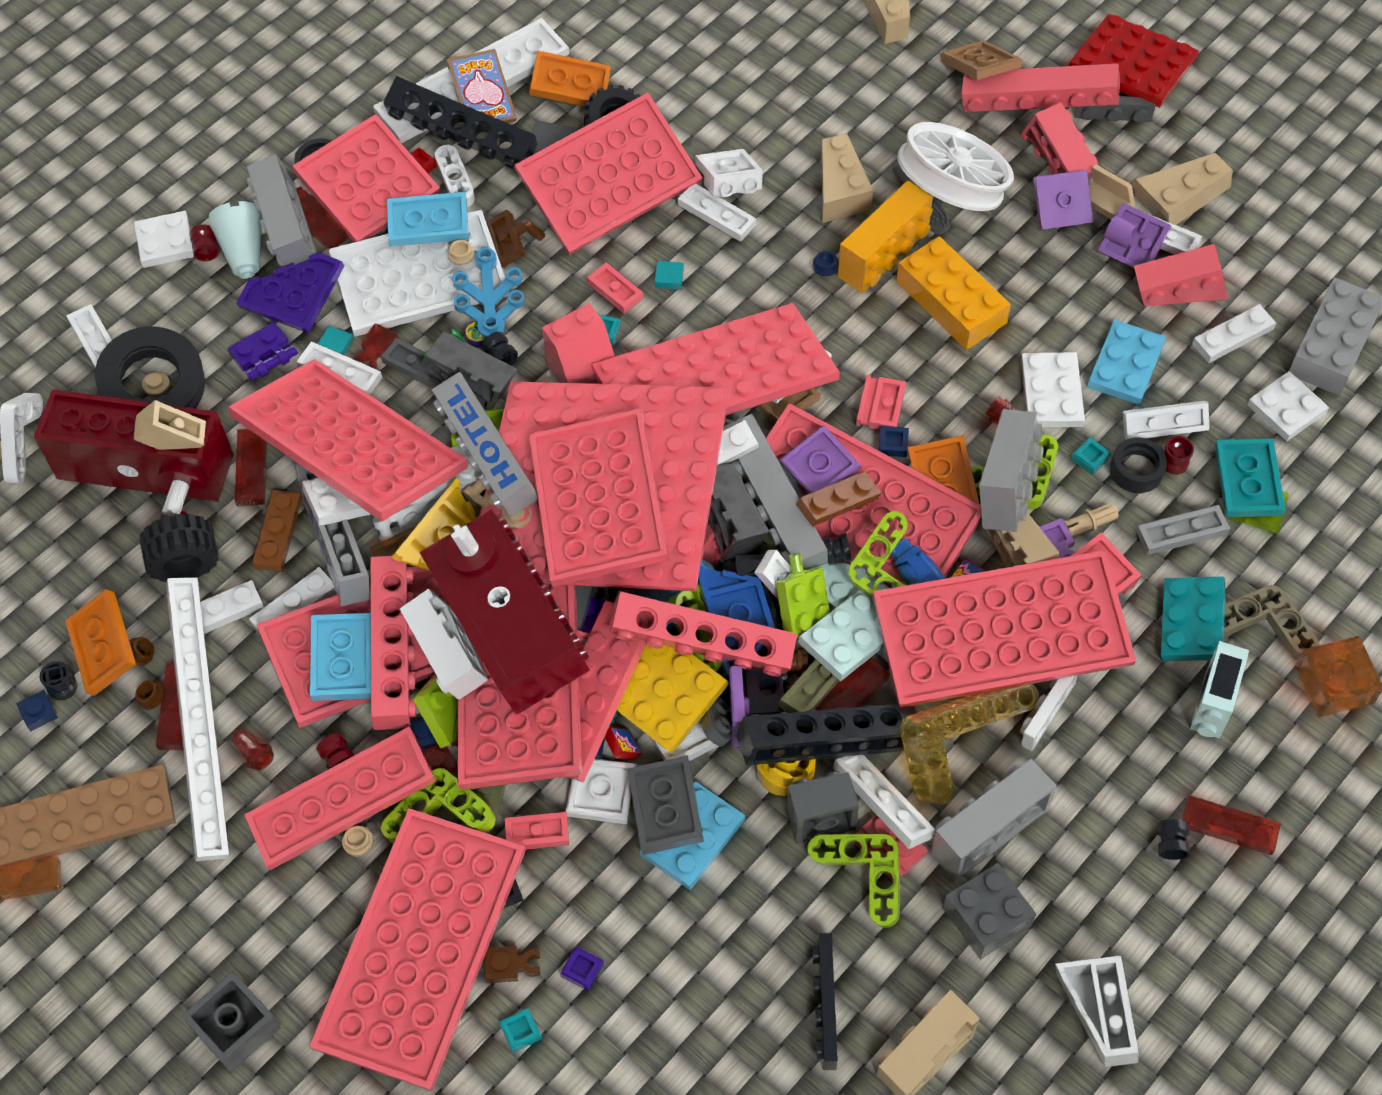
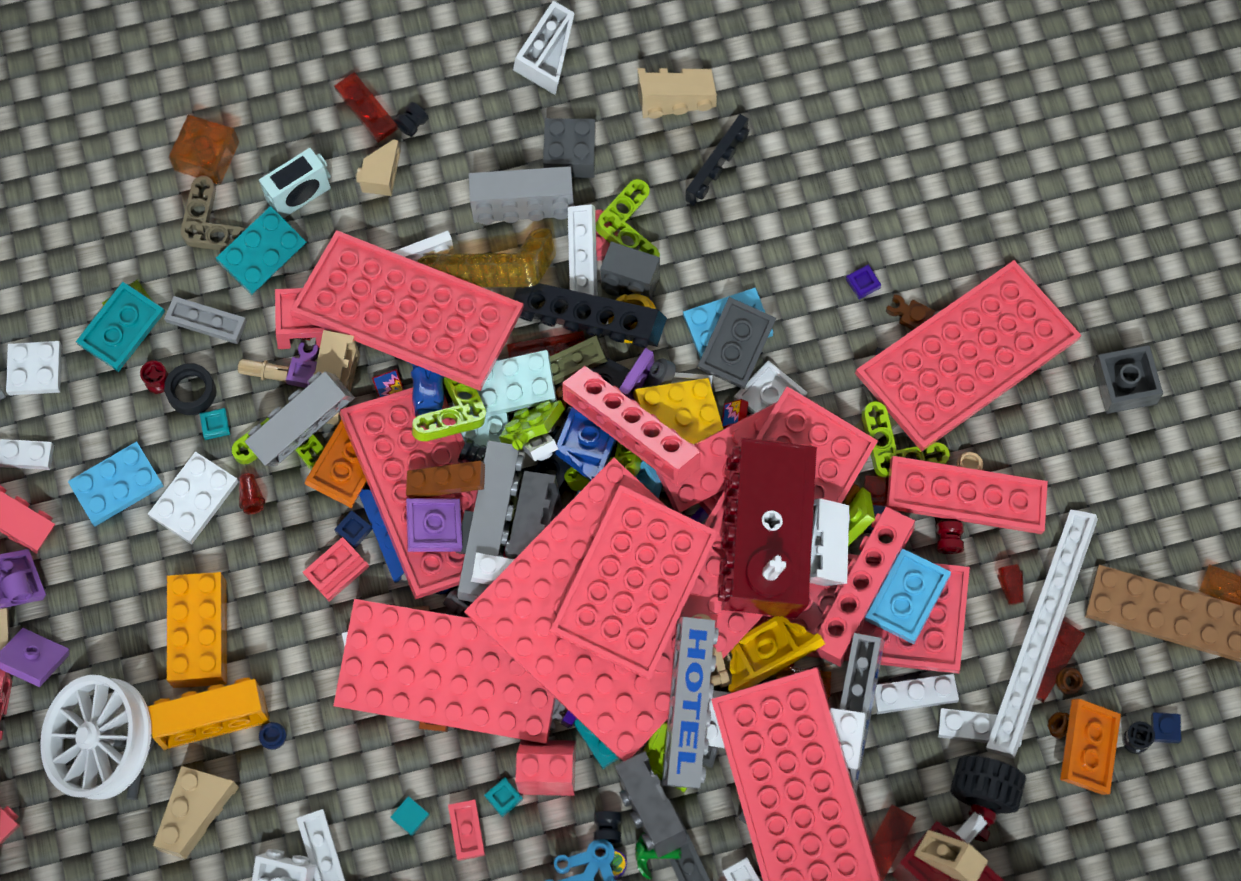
camera: 145 degrees left, 10 degrees up
(277, 530) = (893, 773): dark orange plate -> none
(520, 1030) = (930, 267): teal tile -> none
(538, 830) = (836, 390): coral plate -> none
(1154, 765) = (380, 170): none -> tan slope
(1166, 420) = (136, 410): white plate -> none

